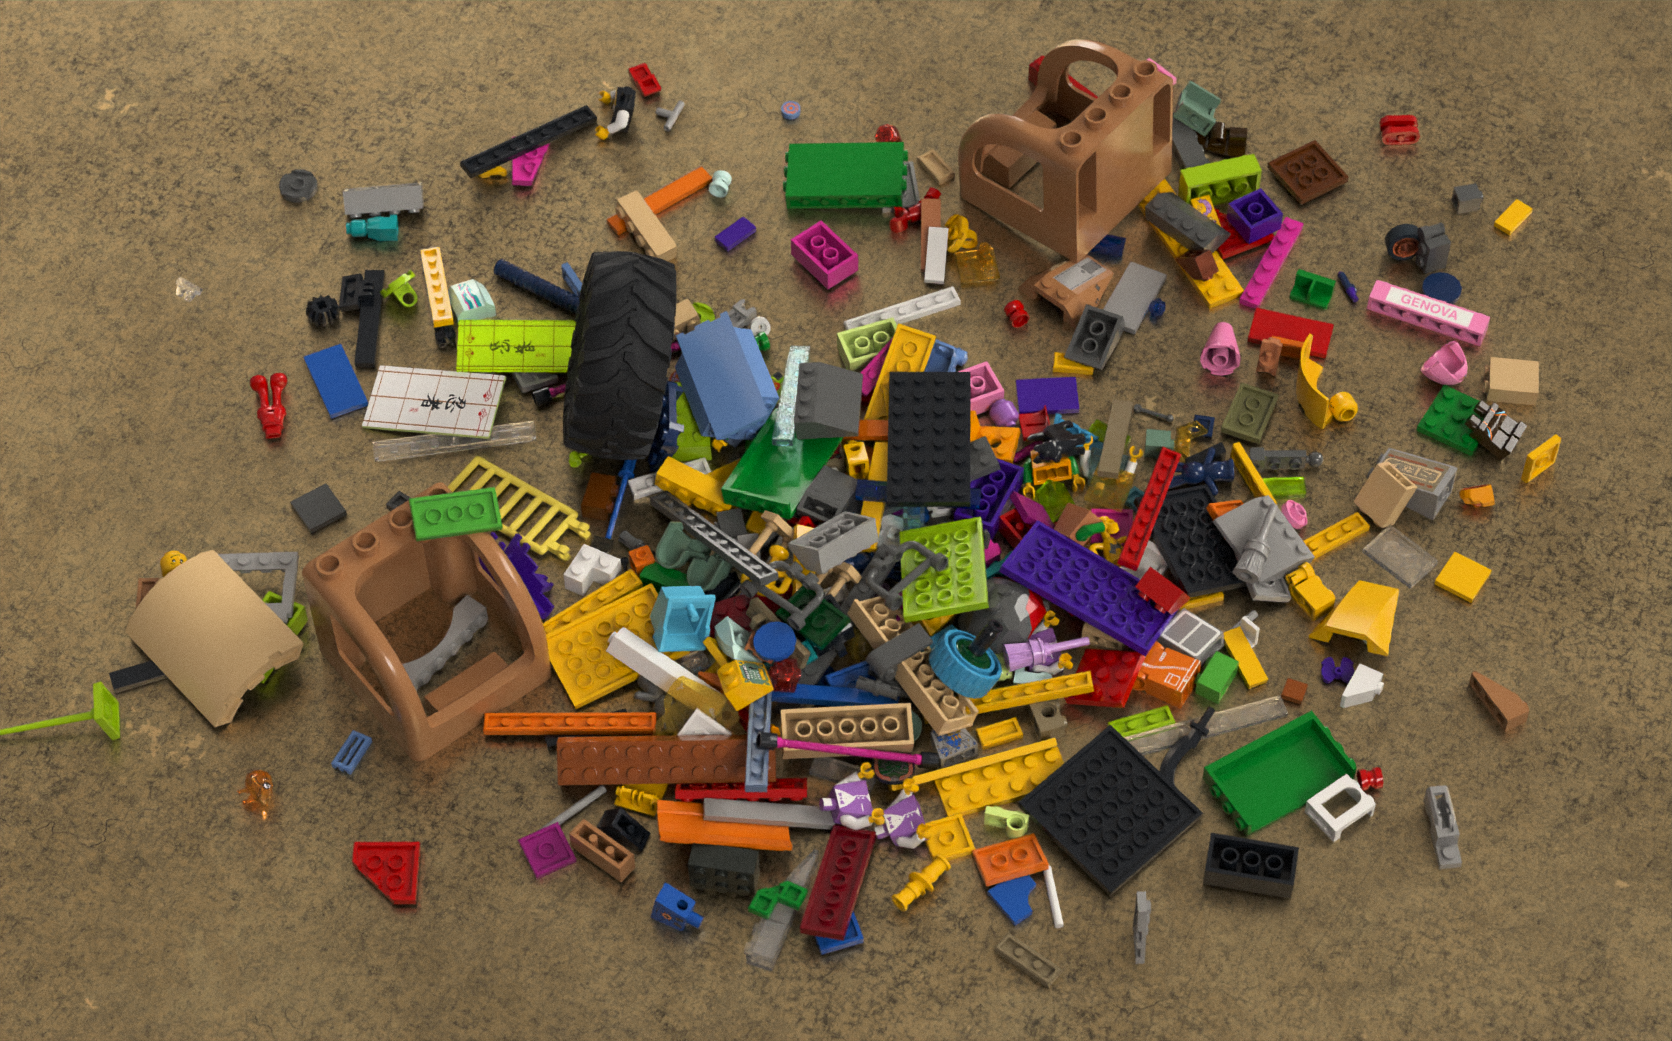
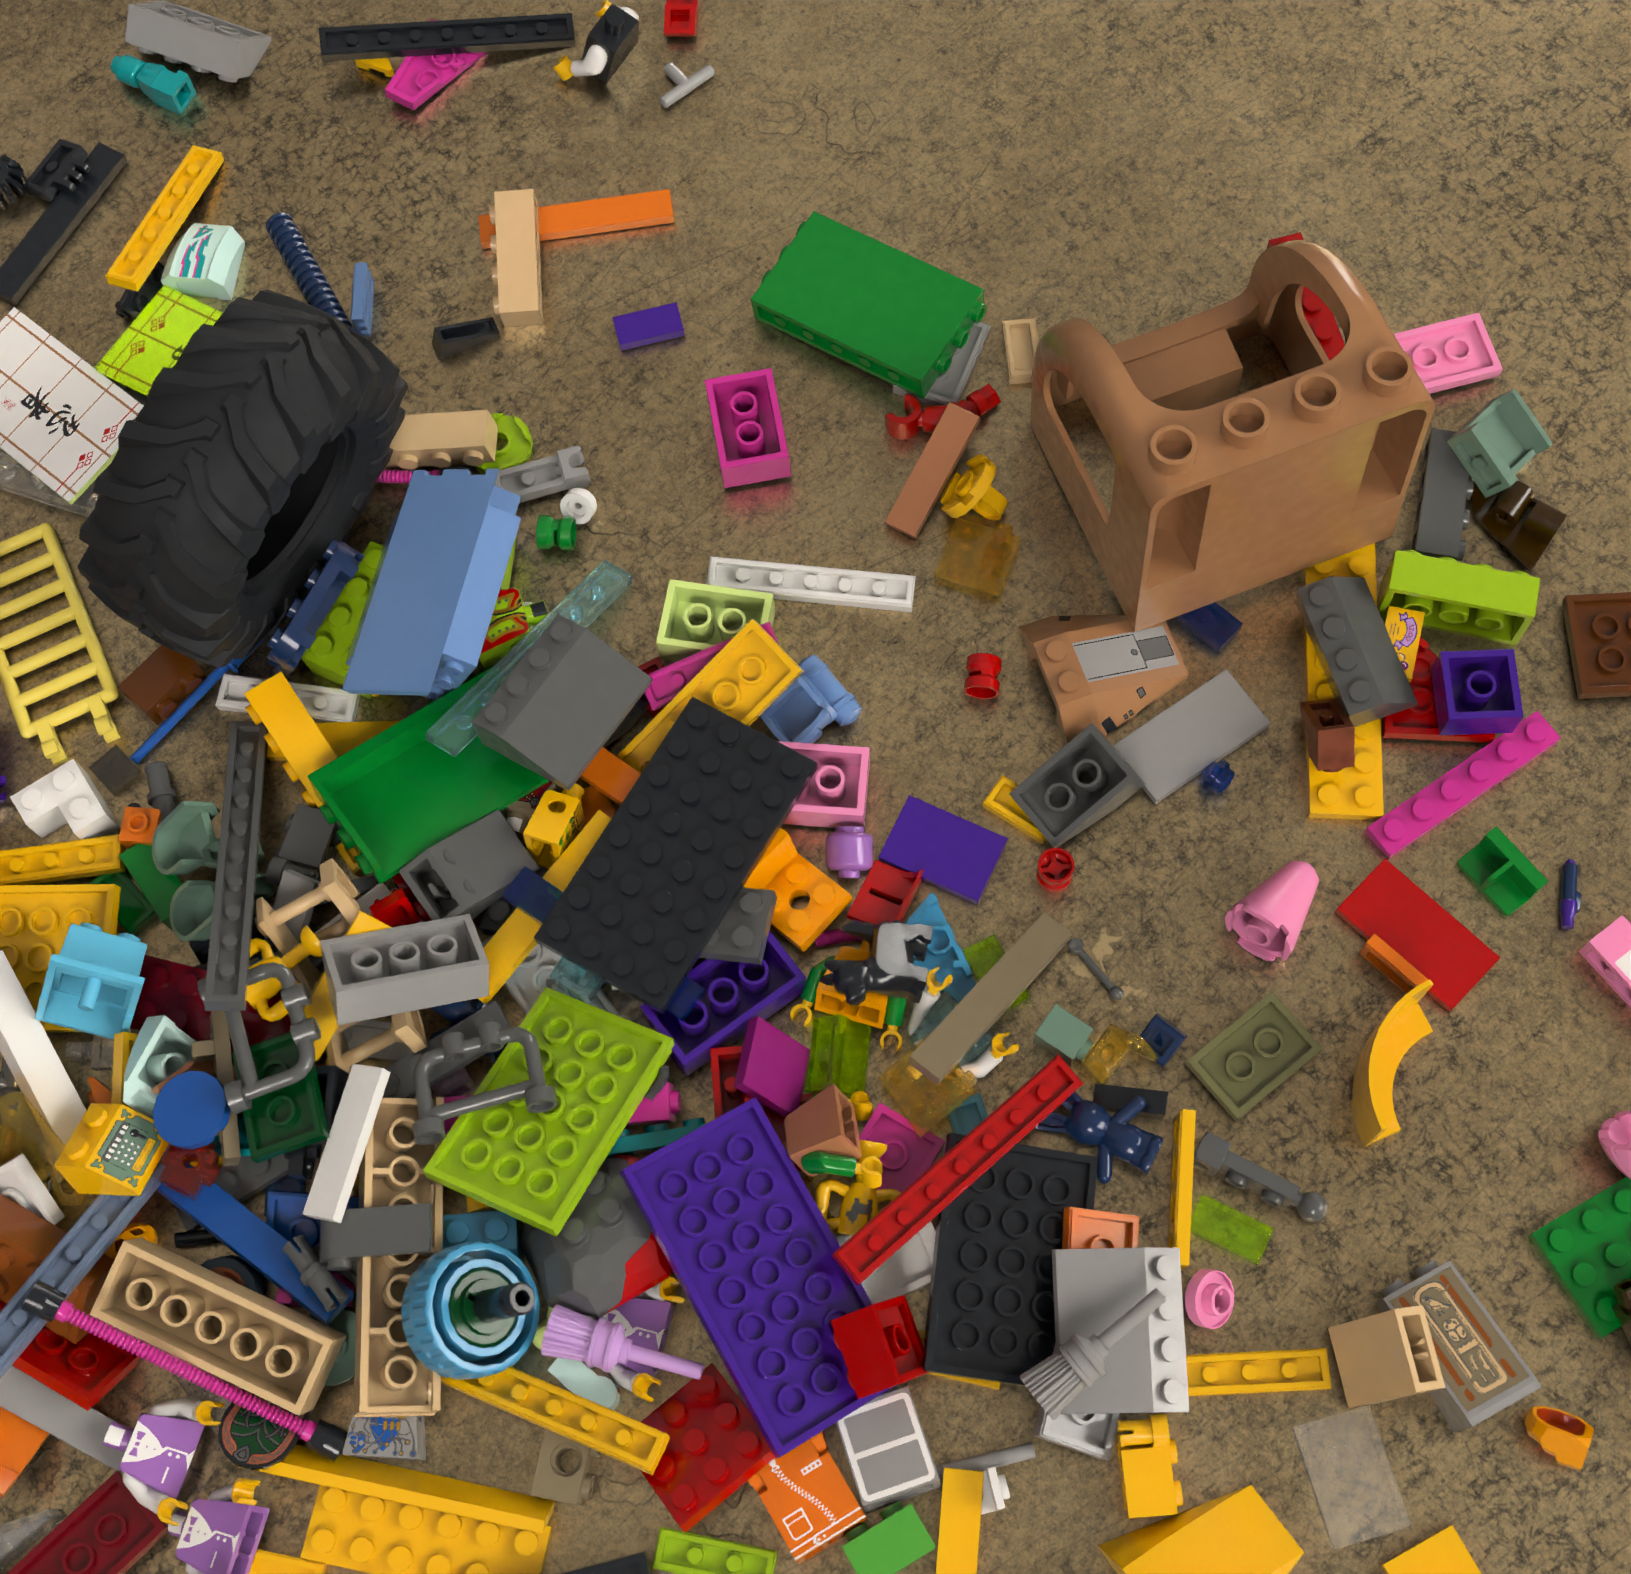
camera: 35 degrees right, 15 degrees up
(400, 287) = (117, 193): lime tile -> none
(720, 183) = (676, 231): light aqua wheel -> none
(790, 110) = (862, 153): medium blue tile -> none
(861, 619) = (346, 1143): none -> white tile
(887, 133) = (976, 265): clear red head -> none
(936, 255) = (918, 510): white tile -> none
(999, 733) = (480, 1443): yellow tile -> none
(1107, 379) = (1055, 862): none -> red wheel
(1269, 356) = (1348, 968): nougat hips -> none
(1343, 406) = (1421, 1129): yellow head -> none

